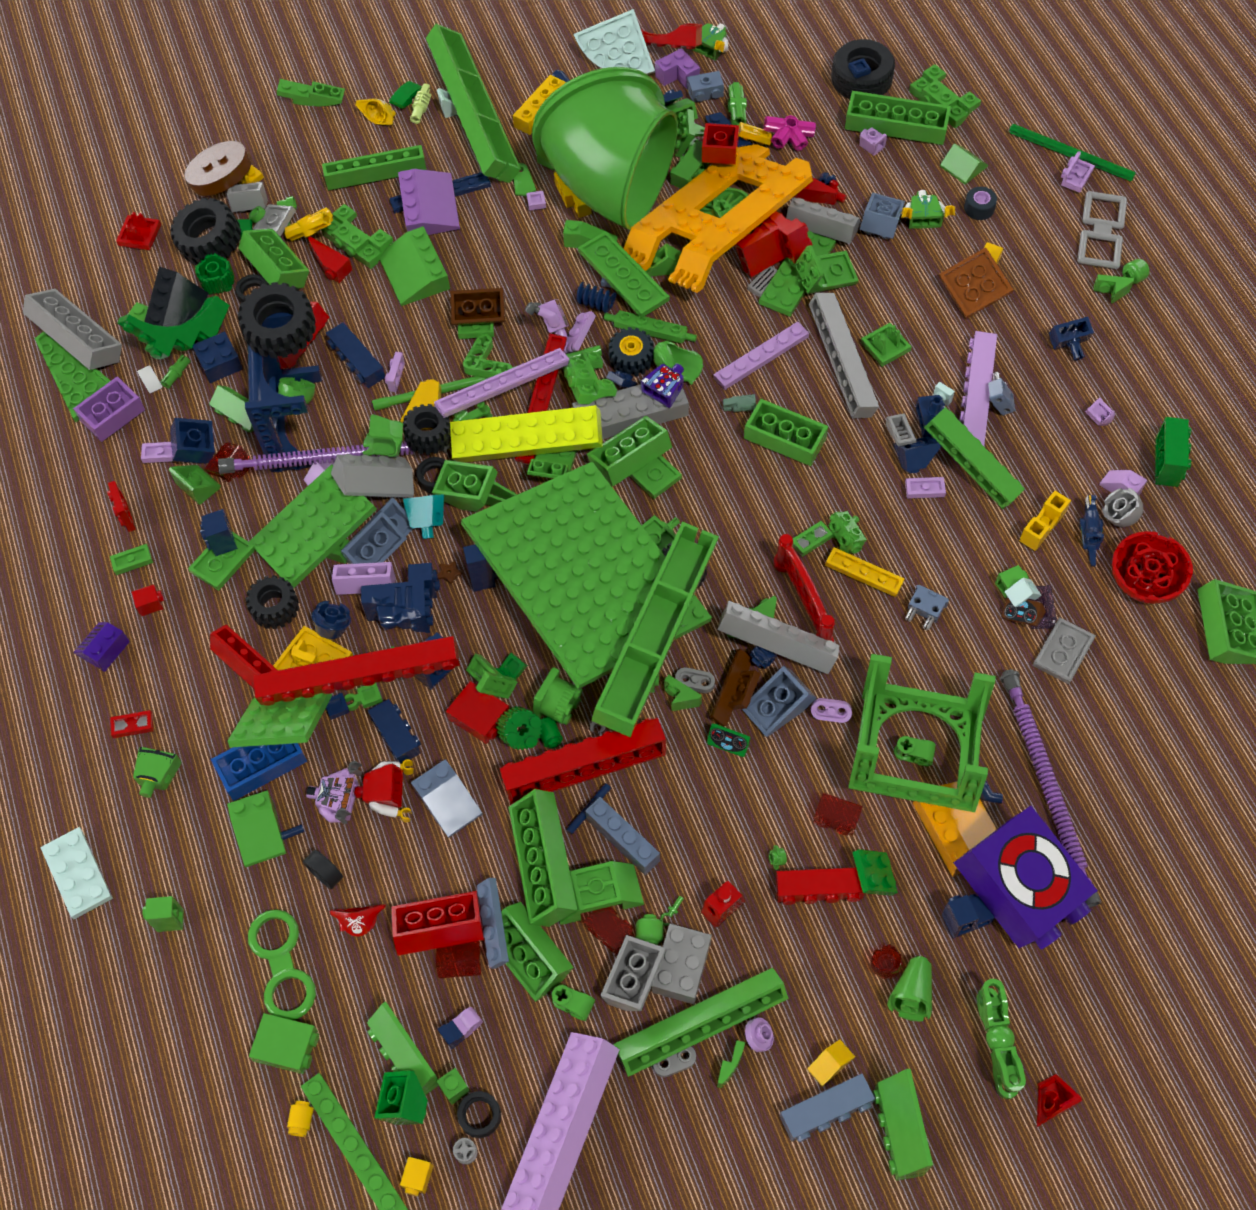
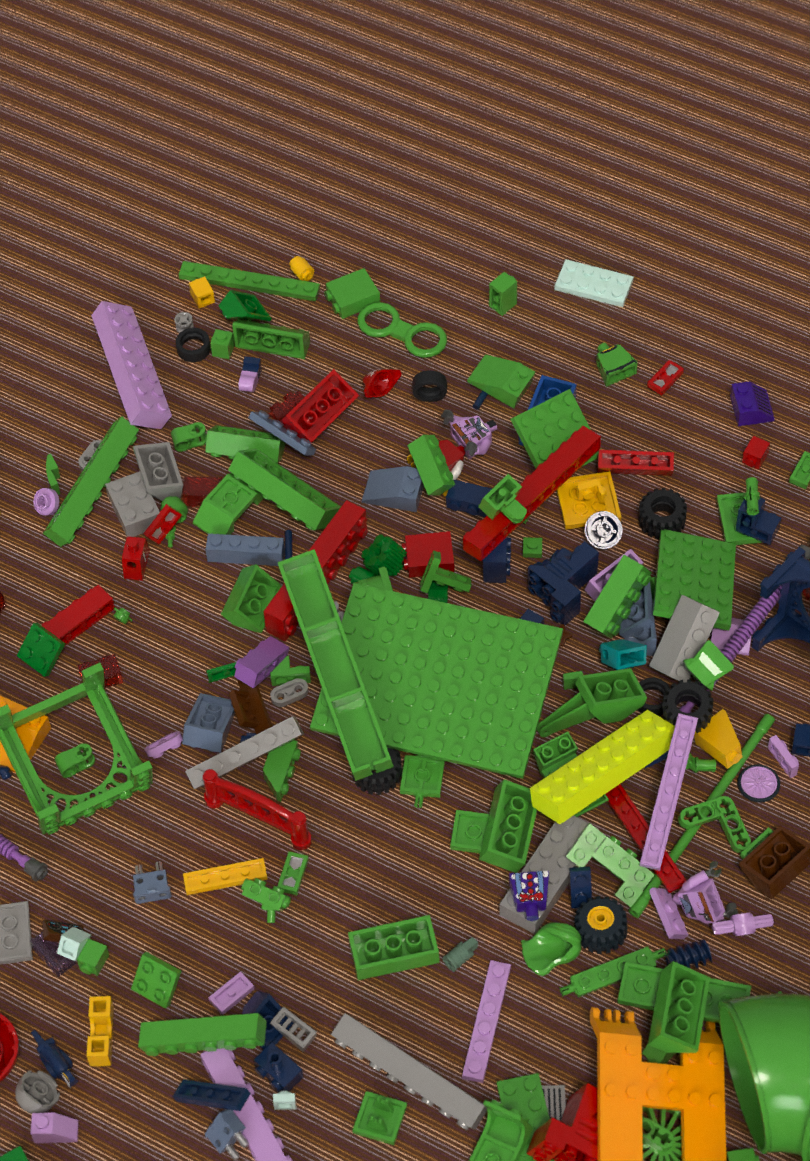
camera: 140 degrees right, 5 degrees down
(199, 533) = (752, 496): none -> bright green pin
(385, 542) = (618, 596): none -> bright green brick
(395, 657) = (503, 500): none -> bright green brick
(404, 772) = (431, 464): none -> bright green brick
(428, 369) = (758, 783): none -> lavender wheel
(539, 291) = (742, 924): none -> lavender axle
(642, 251) = (679, 1010): none -> bright green slope
(657, 786) = (250, 598): none -> bright green slope
(666, 915) = (162, 524): none -> red piece
(699, 711) = (260, 661): none -> medium lavender brick
(977, 526) = (156, 980): none -> bright green plate
(996, 418) = (211, 1095): none -> dark blue plate

